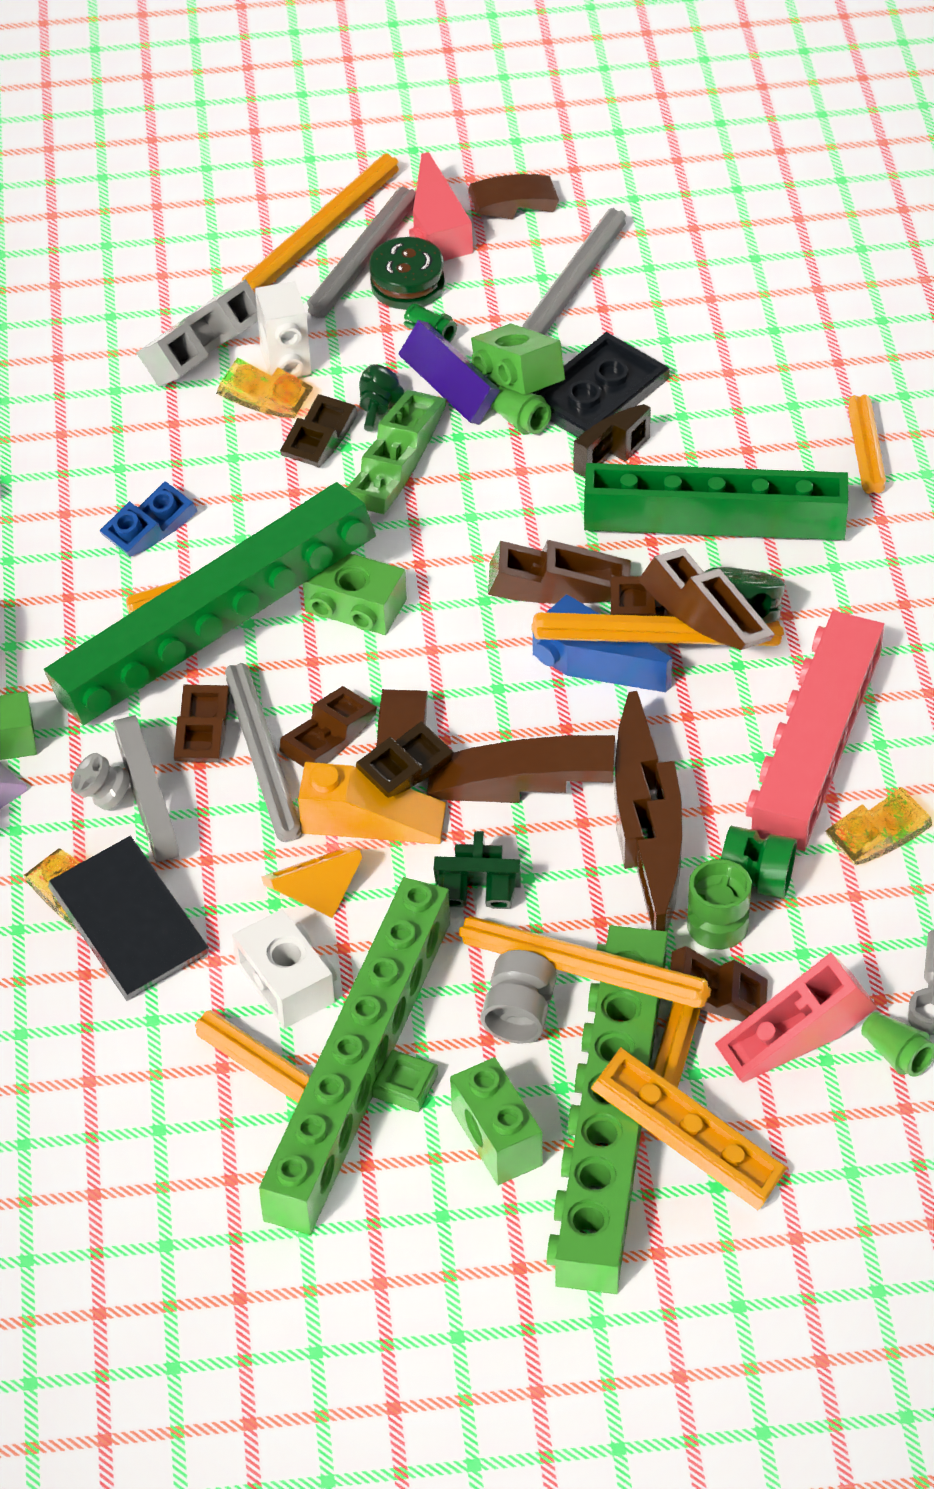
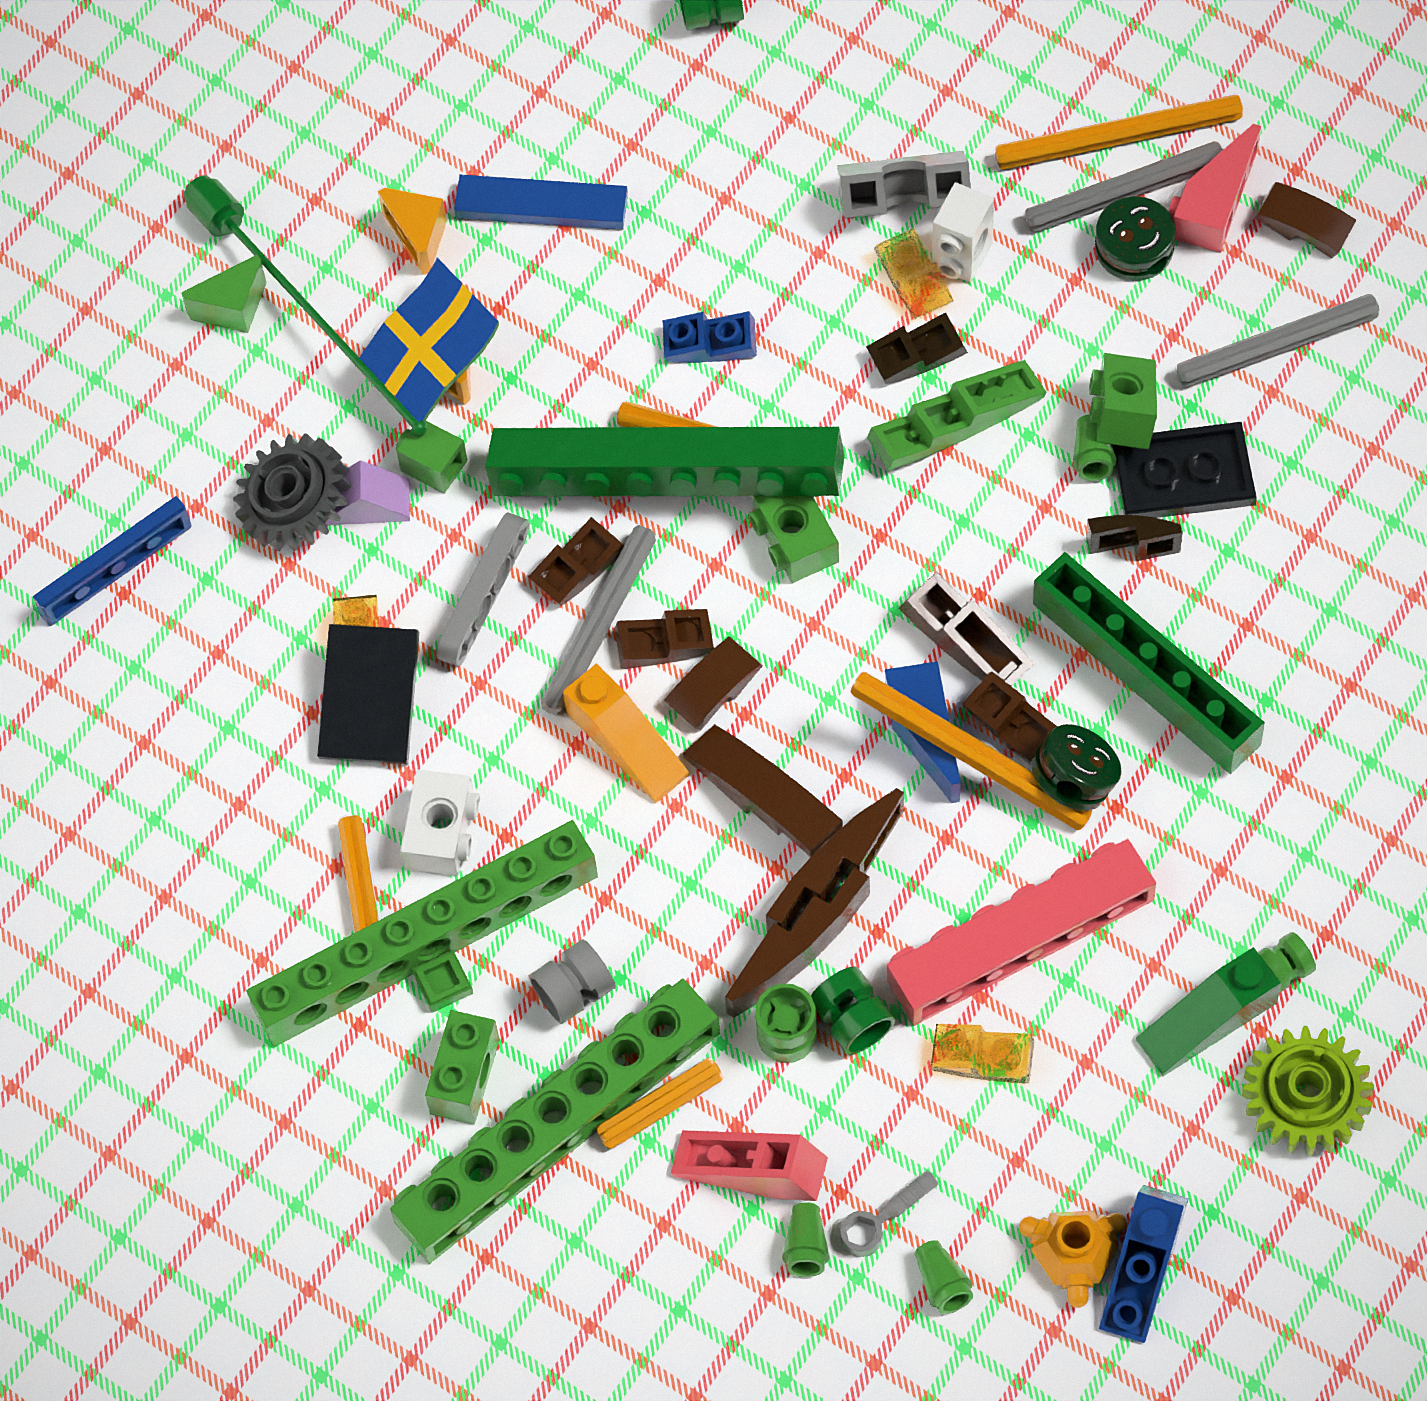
camera: 45 degrees right, 15 degrees up
(100, 781) = (452, 559): light grey wheel -> none
(318, 881) = (532, 764): light orange slope -> none
(378, 392) = (996, 344): dark green piece -> none
(405, 762) = (674, 717): dark brown slope -> none
(441, 323) = (1106, 314): green pin -> none
(448, 372) = (1069, 368): dark purple tile -> none
(478, 866) = (627, 844): dark green hips -> none
(589, 962) = (631, 995): light orange axle -> none
(689, 1128) = (579, 1185): light orange tile -> none
(704, 600) = (1022, 757): reddish brown slope -> none
(734, 987) = (719, 1088): reddish brown slope -> none
(866, 444) = (1344, 696): light orange axle -> none

